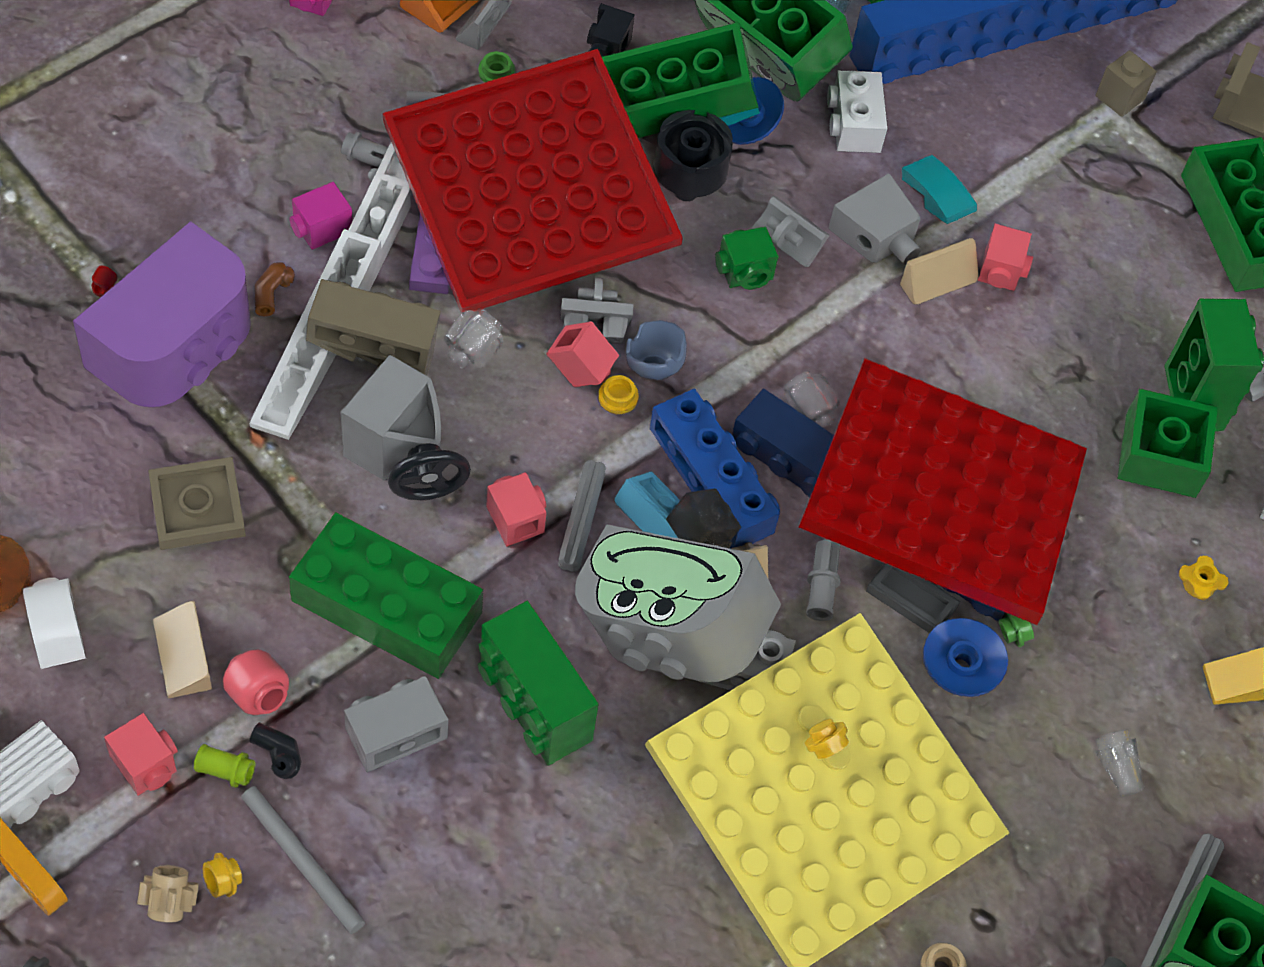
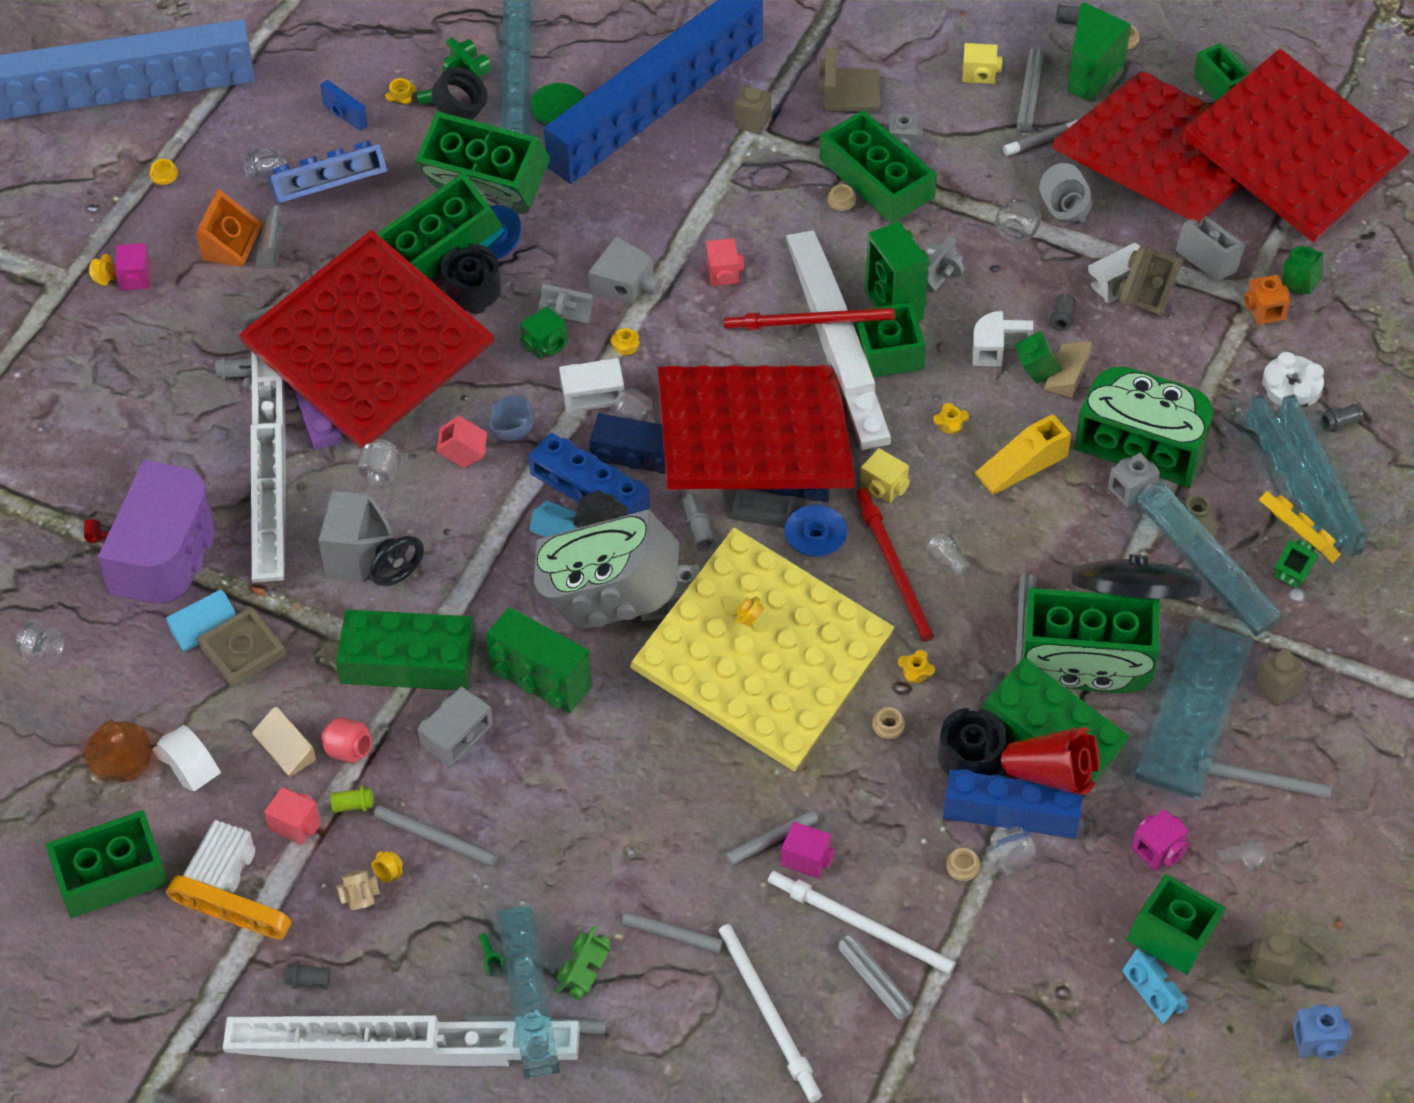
camera: 15 degrees left, 5 degrees down
(167, 446) = (199, 618): none -> medium azure slope
(264, 287) = (212, 482): dark orange arm -> none
(282, 748) = (385, 774): black arm -> none
(320, 215) = (226, 424): dark pink brick -> none
(372, 326) = (307, 479): dark tan wedge -> none
(495, 66) = (297, 274): bright green plate -> none
(516, 508) = (466, 560): coral brick -> none
(581, 516) = (513, 548): light grey axle -> none
(594, 308) = (454, 405): light grey hips -> none
(612, 31) = (368, 215): black brick -> none
(618, 395) = (498, 459): yellow plate -> none
(773, 346) = (590, 384): none -> white piece
(840, 315) = (625, 341): none -> yellow plate
(858, 111) = (573, 203): white brick -> none
(941, 188) = (657, 233): teal slope -> none
(941, 271) = (682, 289): tan slope -> none
(1008, 912) = (916, 674): none -> yellow plate
(1011, 349) = (755, 321): none -> red bar
(1016, 630) = (841, 499): bright green plate -> none
(1046, 669) = (873, 518): none -> red bar
(1085, 621) = (884, 476): none -> light yellow brick
(1105, 419) = (839, 341): none -> white slope
(1187, 235) = (841, 197): none -> tan plate

